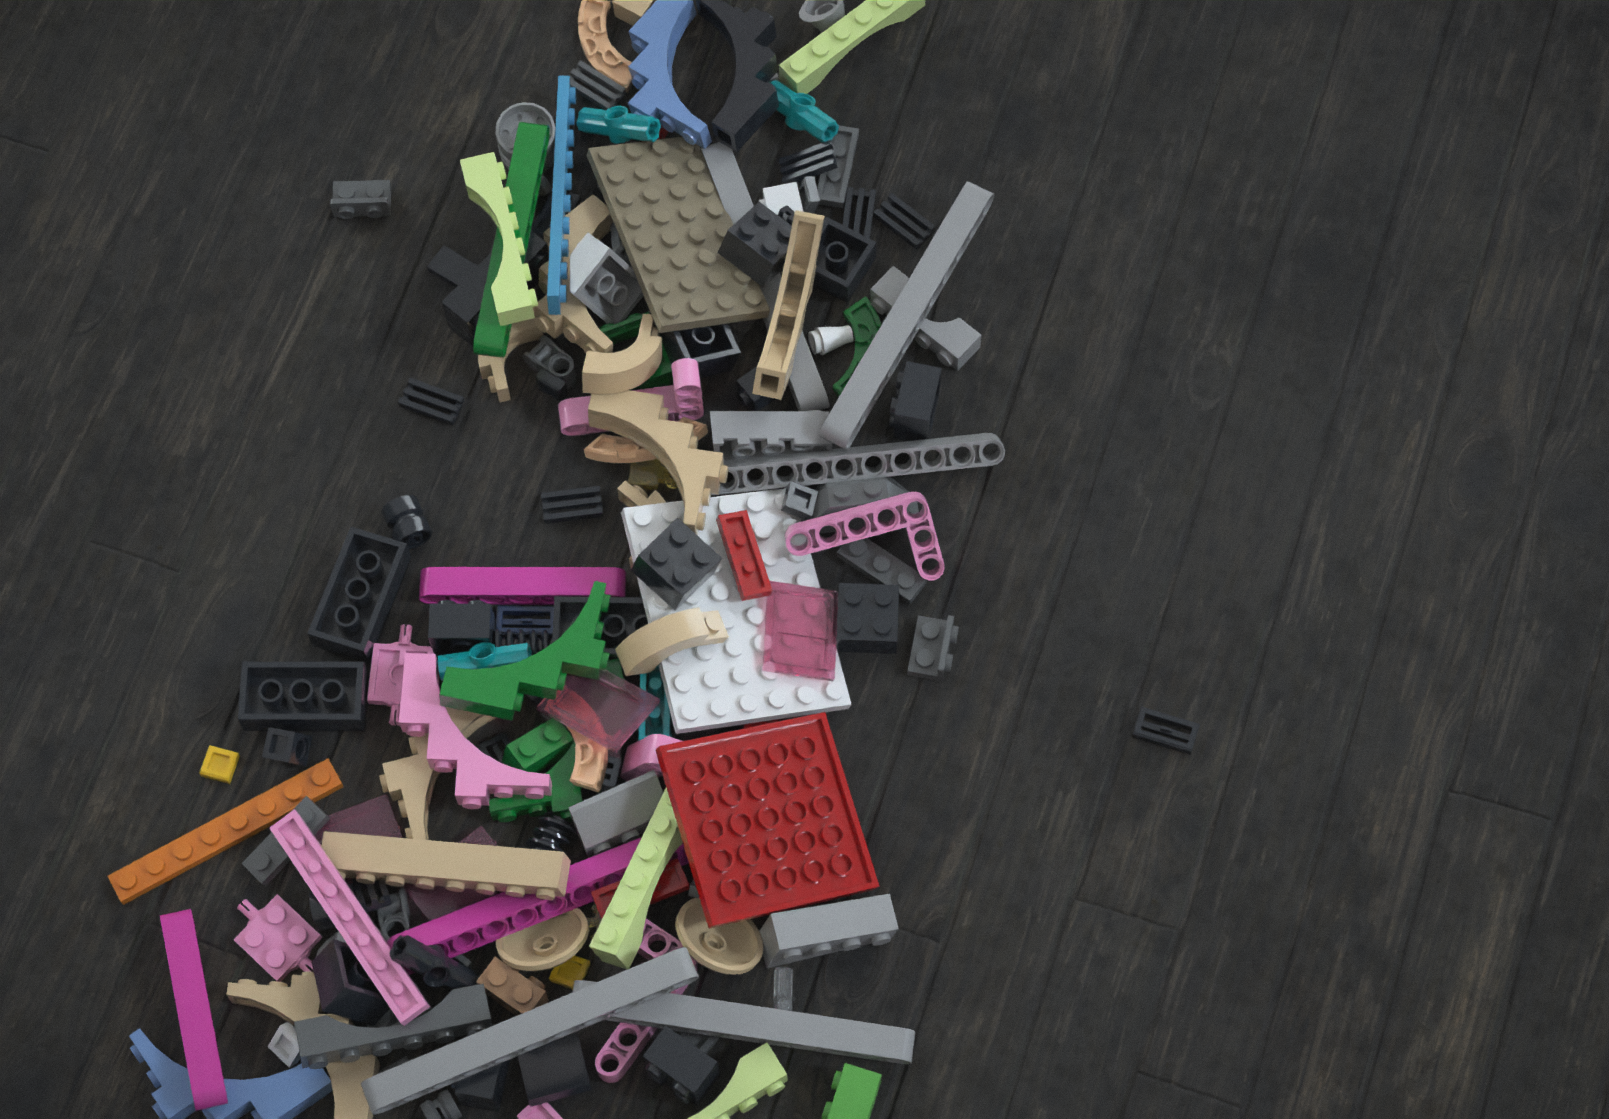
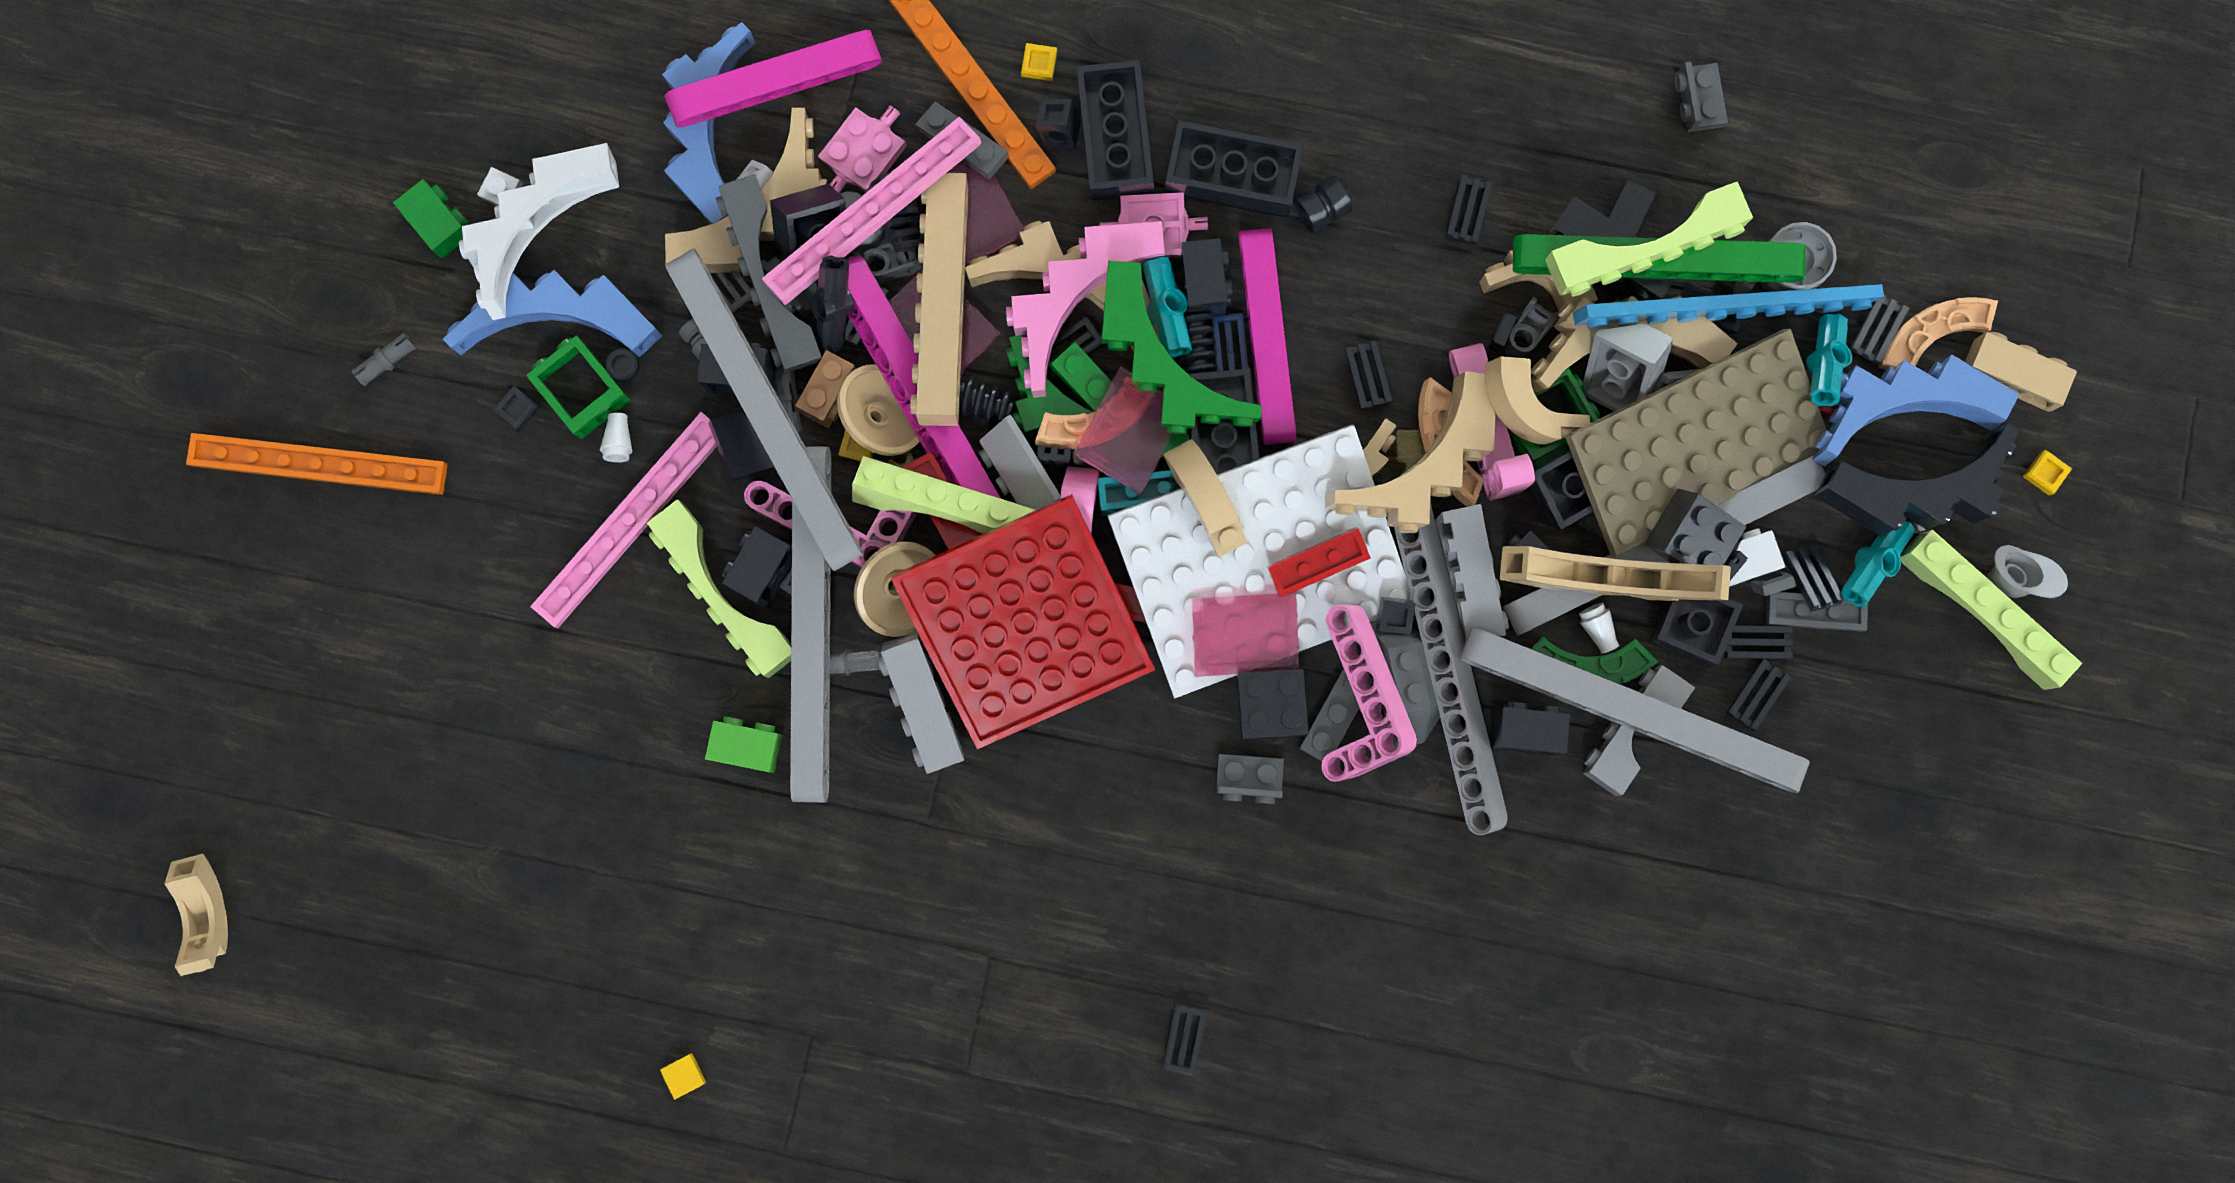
camera: 85 degrees right, 15 degrees up
(676, 564) = (1291, 489): black brick -> none

